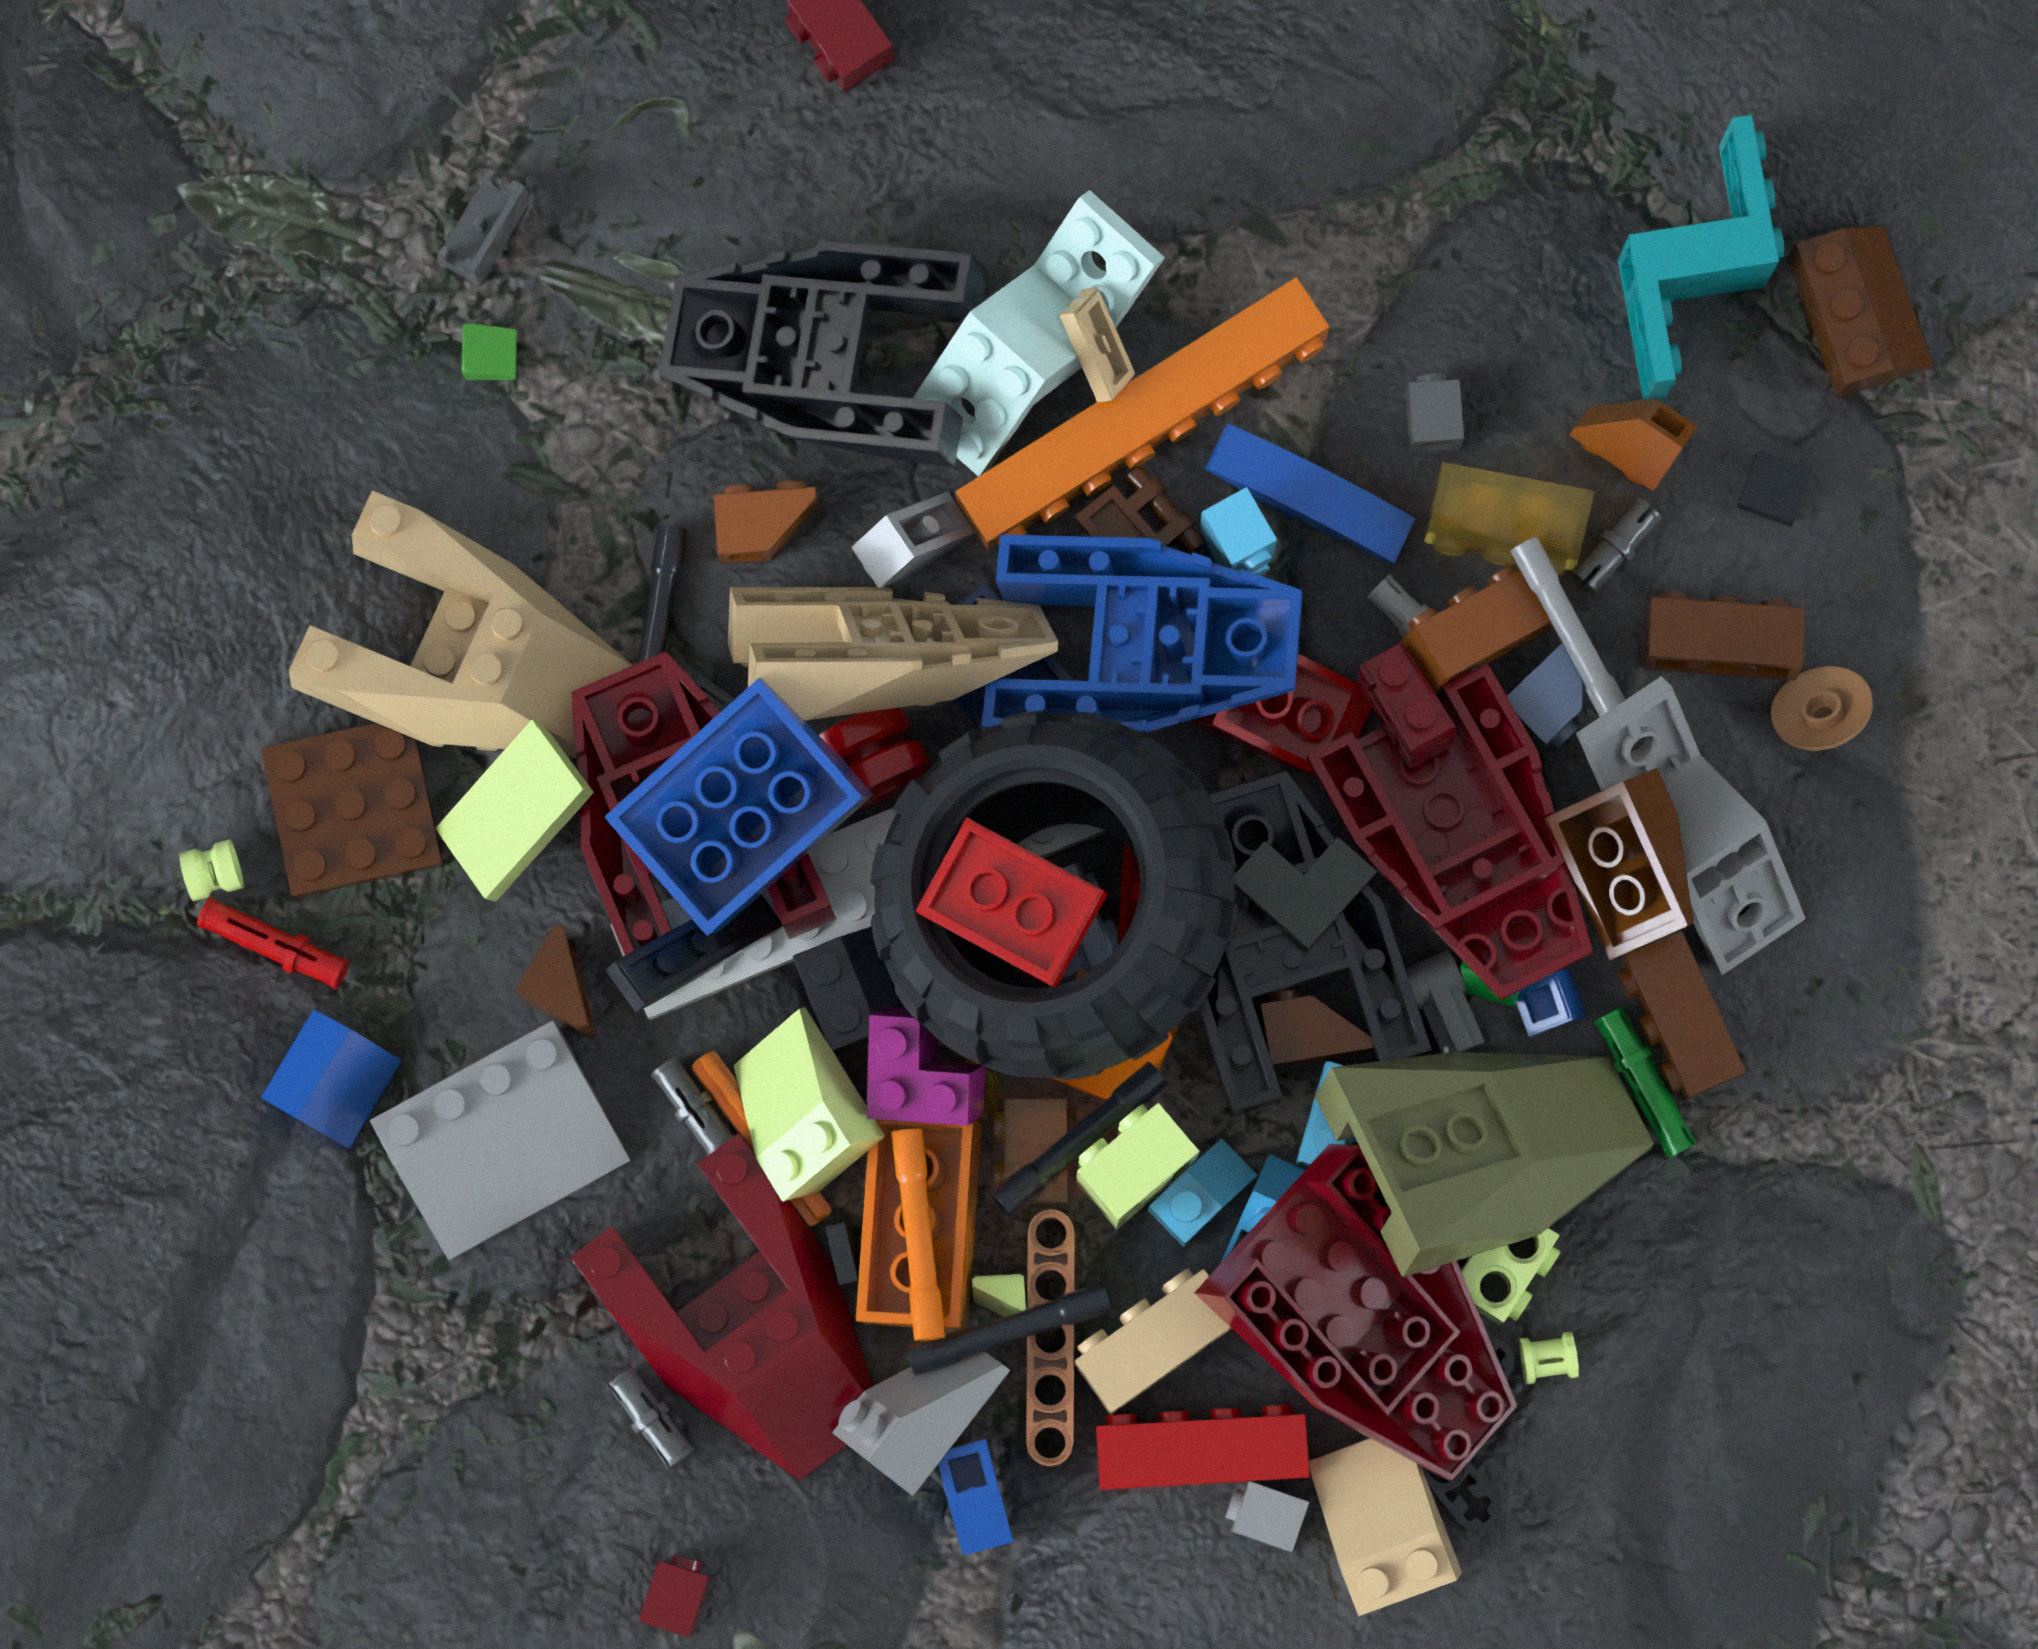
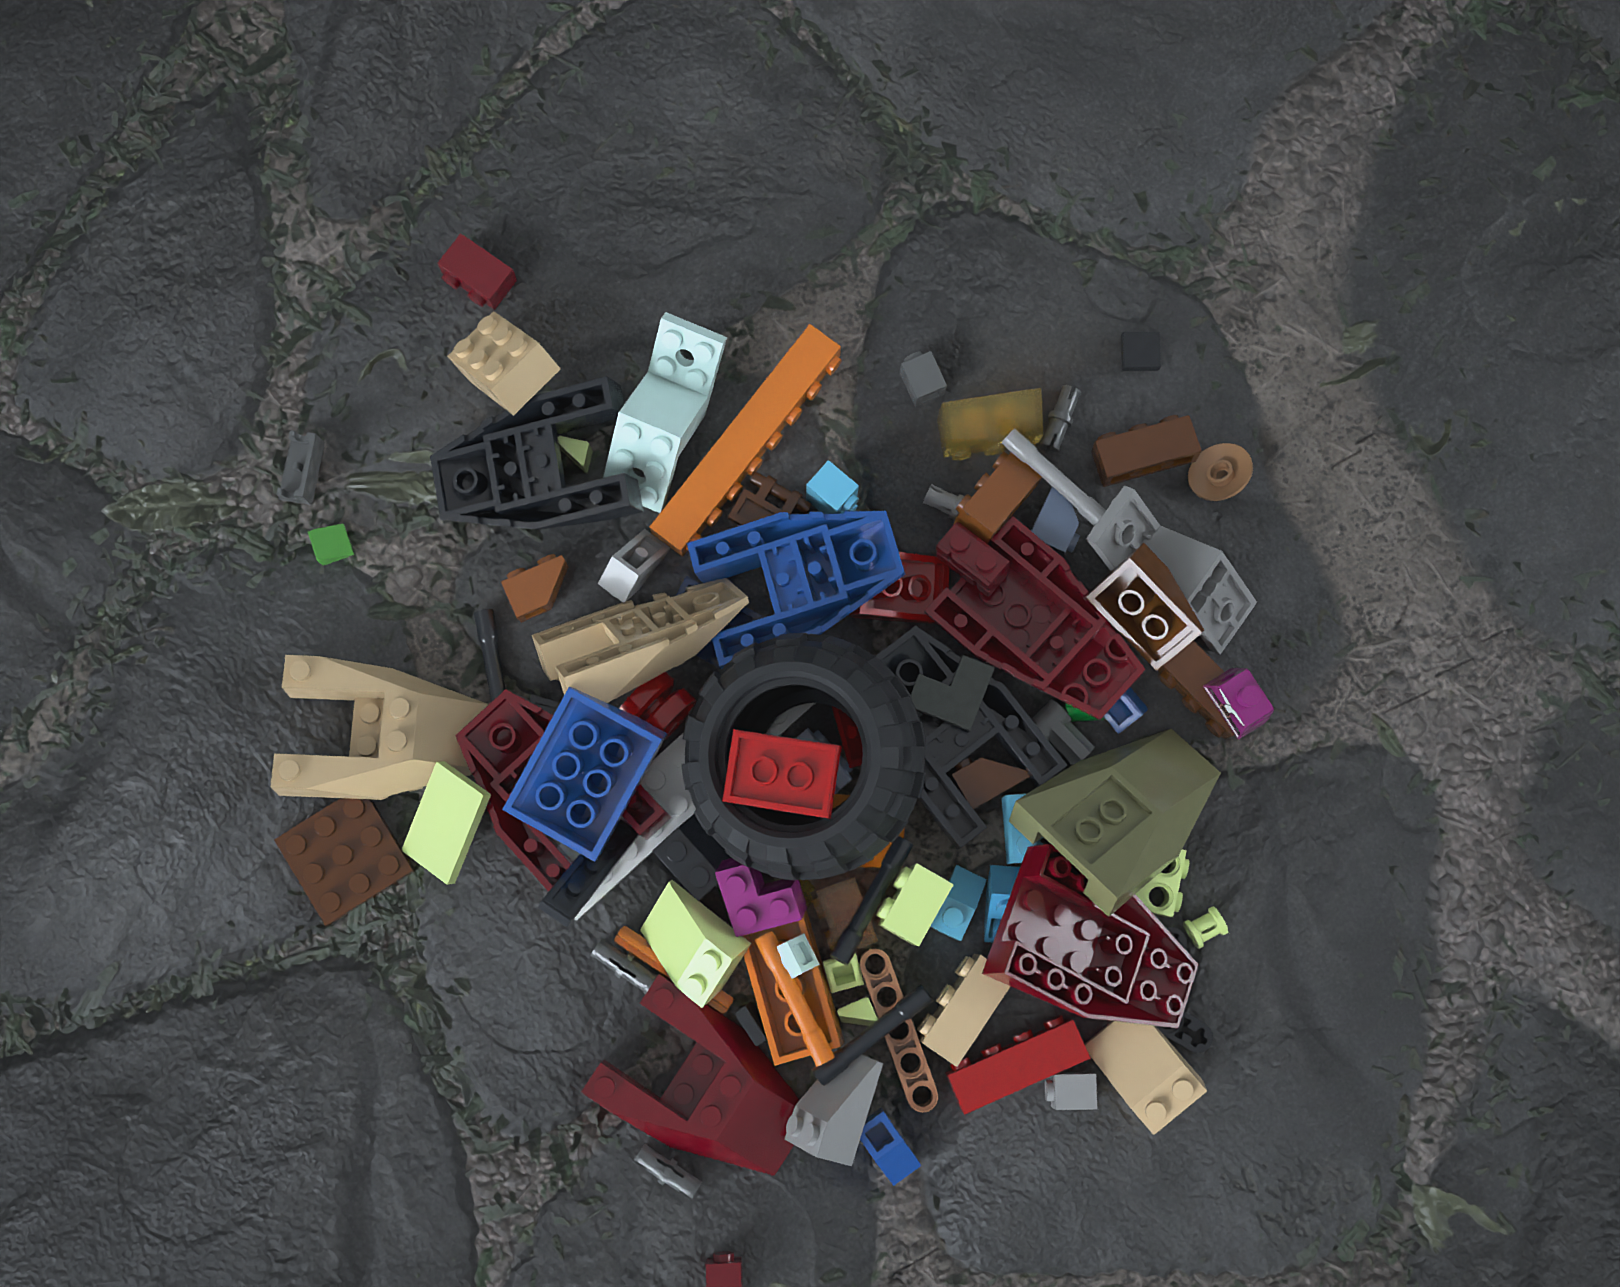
camera: 25 degrees left, 0 degrees up
(200, 874) = (268, 928): yellowish green wheel -> none
(291, 951) = (362, 961): red pin -> none
(332, 1079) = (391, 1032): blue slope -> none
(500, 1140) = (510, 1031): light grey slope -> none
(557, 985) = (512, 921): reddish brown slope -> none
(830, 179) = (503, 362): none -> tan brick
(891, 344) = (577, 450): none -> yellowish green slope
(944, 1175) = (797, 955): none -> light aqua plate
(999, 1233) = (842, 976): none -> yellowish green slope
(1097, 344) = (704, 405): tan tile -> none
(1310, 493) = (865, 451): blue slope -> none
(1635, 437) = (1049, 349): dark orange slope -> none
(1645, 1082) = (1189, 727): green pin -> none
(1700, 258) = (1047, 228): teal bracket -> none
(1715, 1049) = (1239, 700): none -> magenta torso
(1858, 308) = (1149, 227): reddish brown slope -> none

